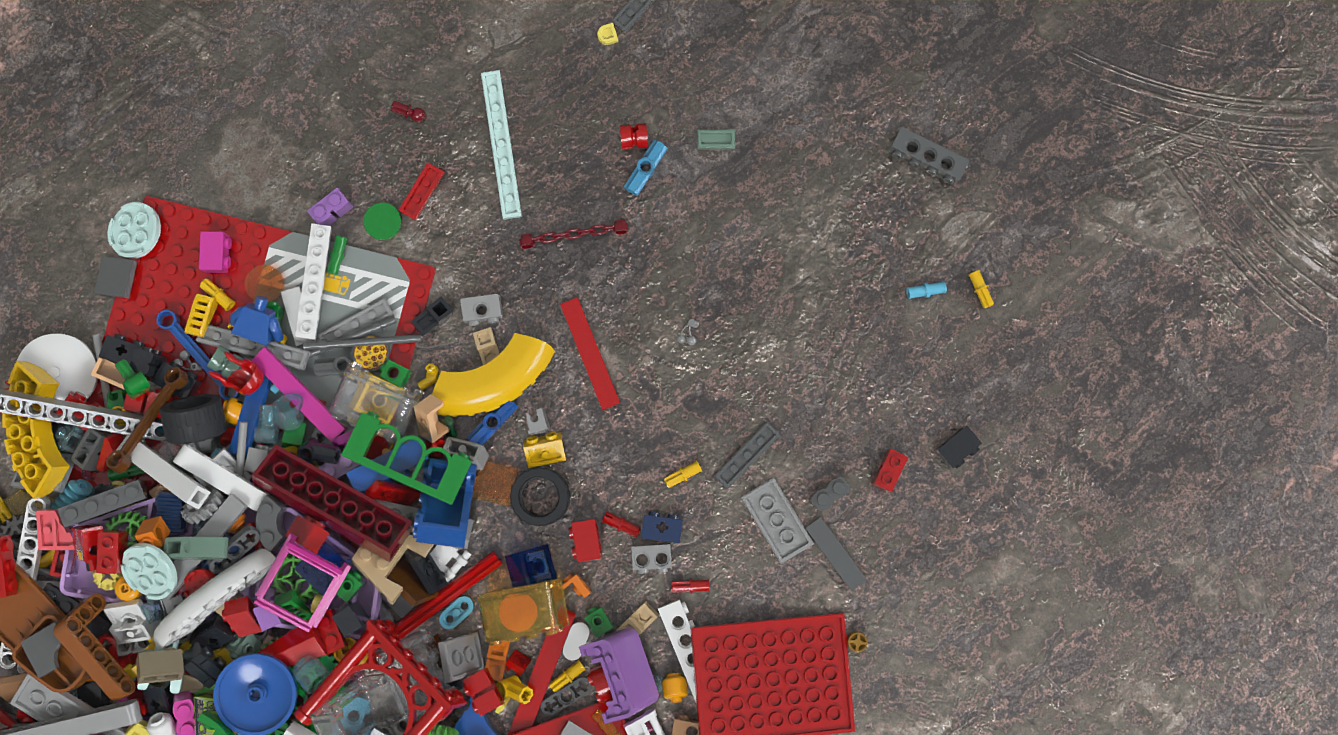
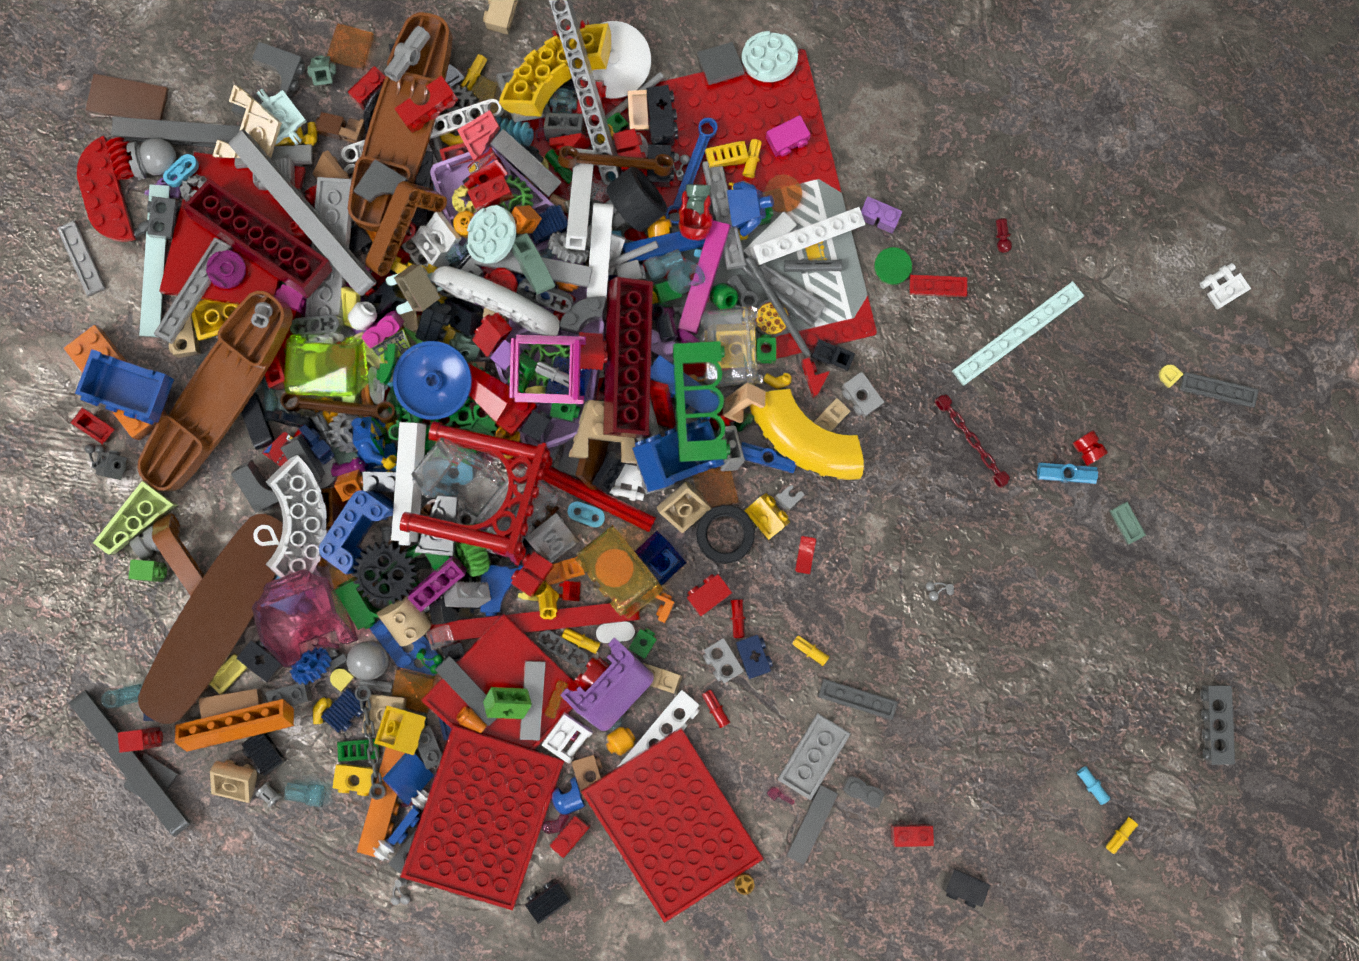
camera: 60 degrees right, 0 degrees up
(134, 383) = (641, 133): green beam -> none
(306, 581) = (552, 373): none -> light grey axle
(308, 670) = (475, 414): clear light blue helmet -> none
(326, 385) = (723, 296): none -> green head
(336, 255) = (841, 242): green pin -> none
(343, 291) = (812, 265): none -> dark grey pin
(447, 345) = (814, 381): none -> red slope
(496, 521) = (684, 507): none -> tan brick
(590, 353) = (873, 511): red tile -> none
(597, 434) = (805, 555): none -> red sticker
(791, 572) = (774, 793): none -> clear pink hand

